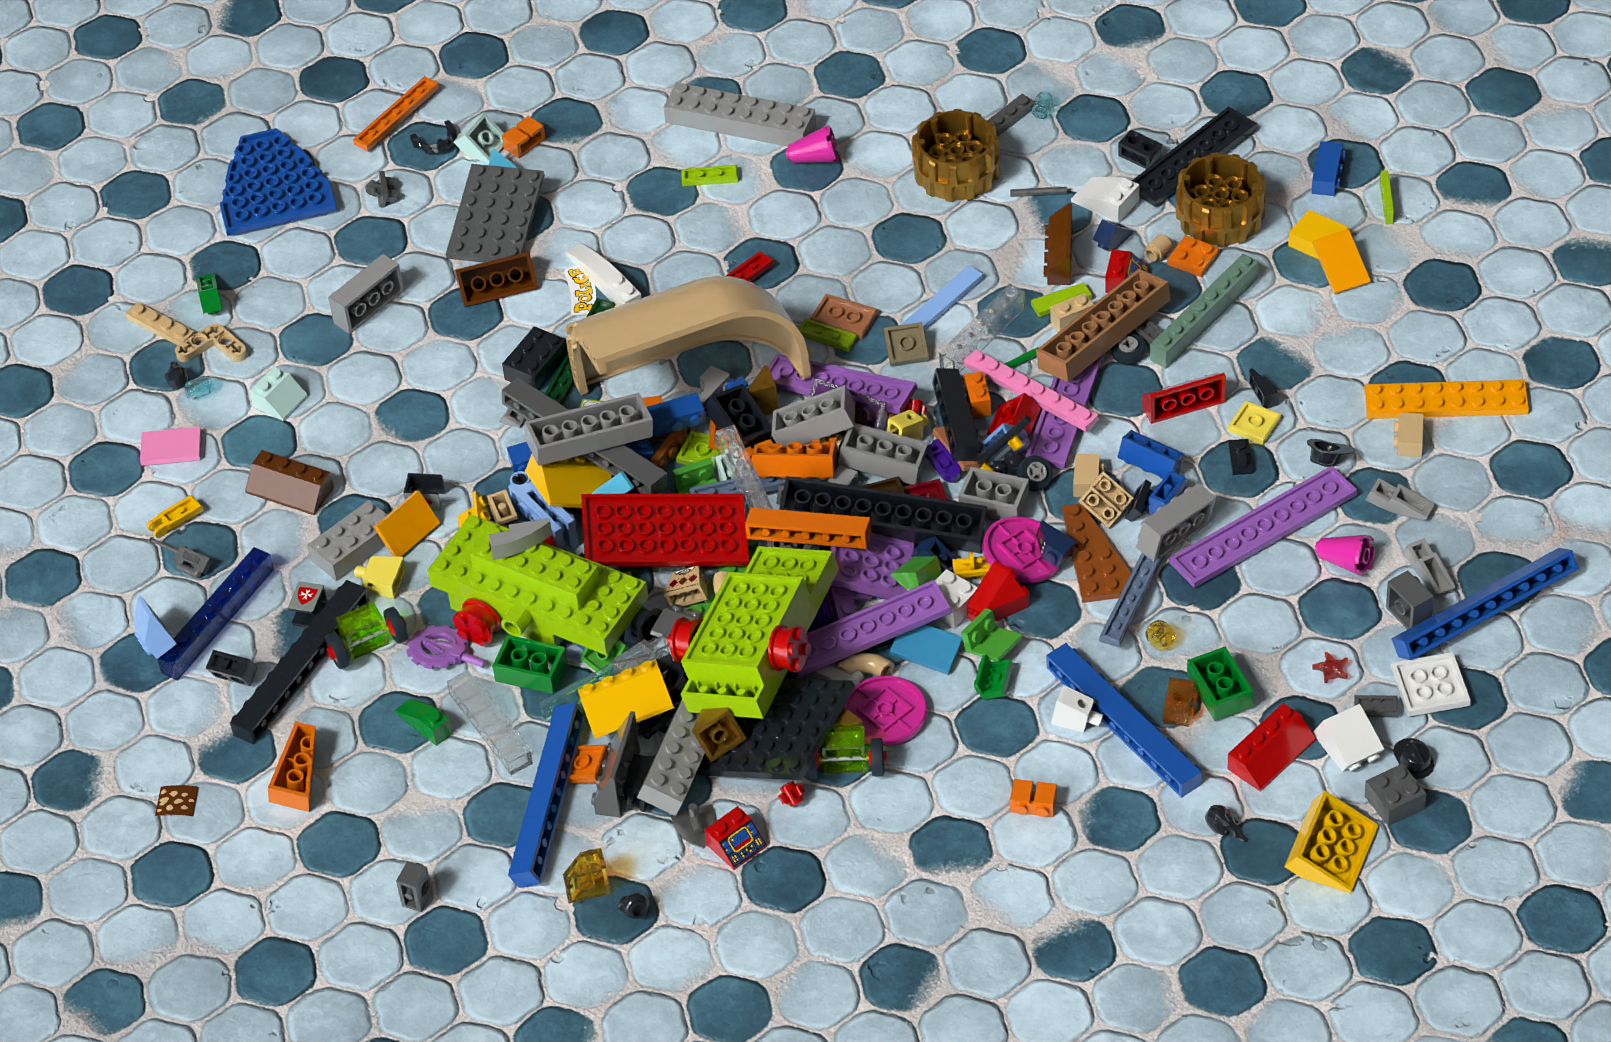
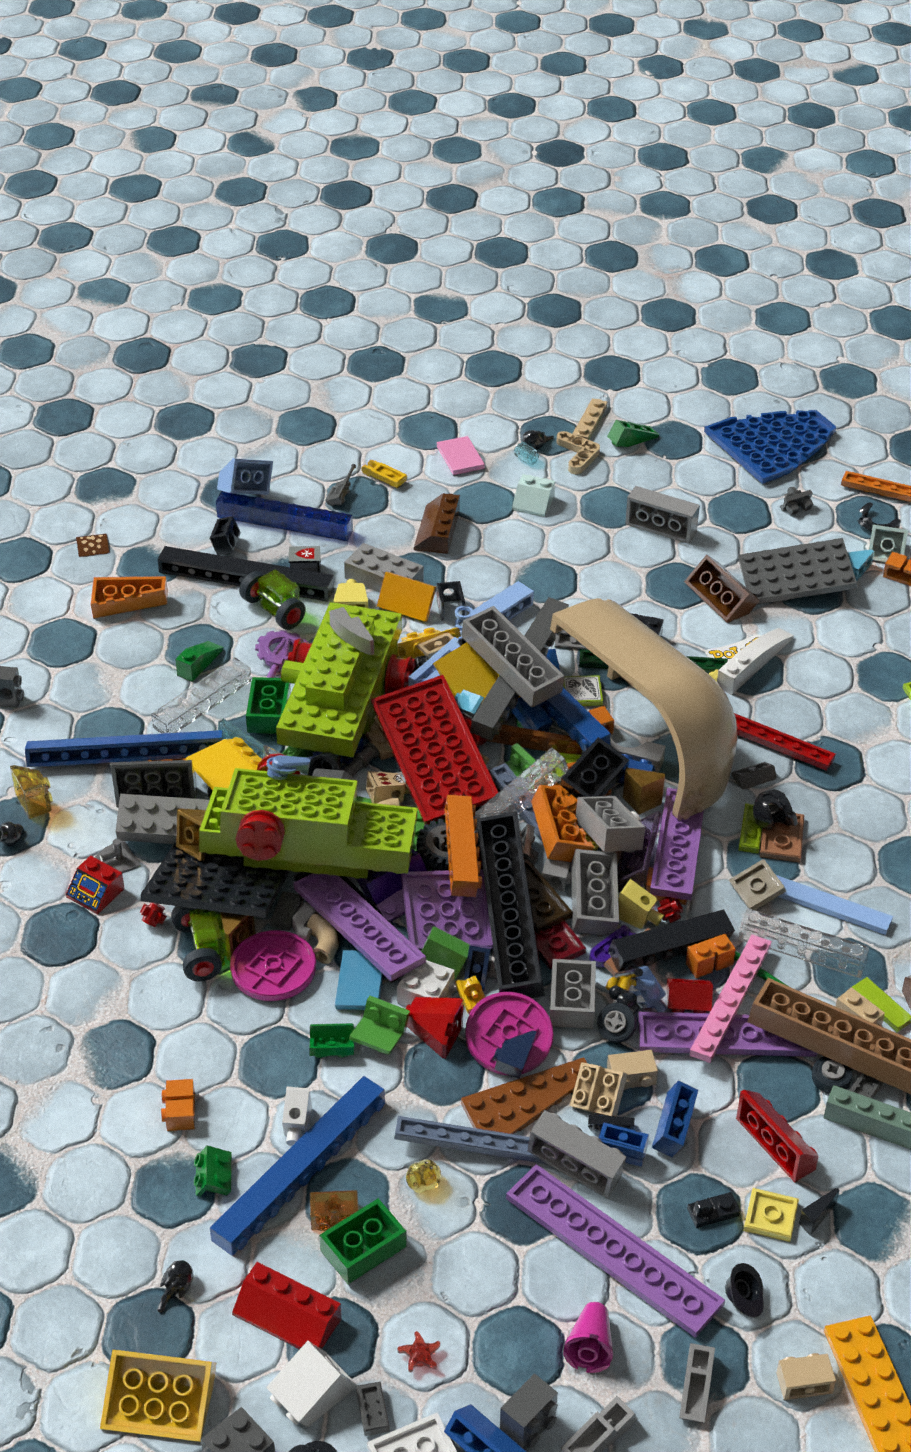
camera: 70 degrees right, 5 degrees down
(452, 459) = (508, 602): none -> light blue hinge
(701, 616) = (286, 765): none -> medium blue piece
(826, 312) = (772, 808): none -> black helmet
(1113, 784) = (213, 1171): none -> green bracket

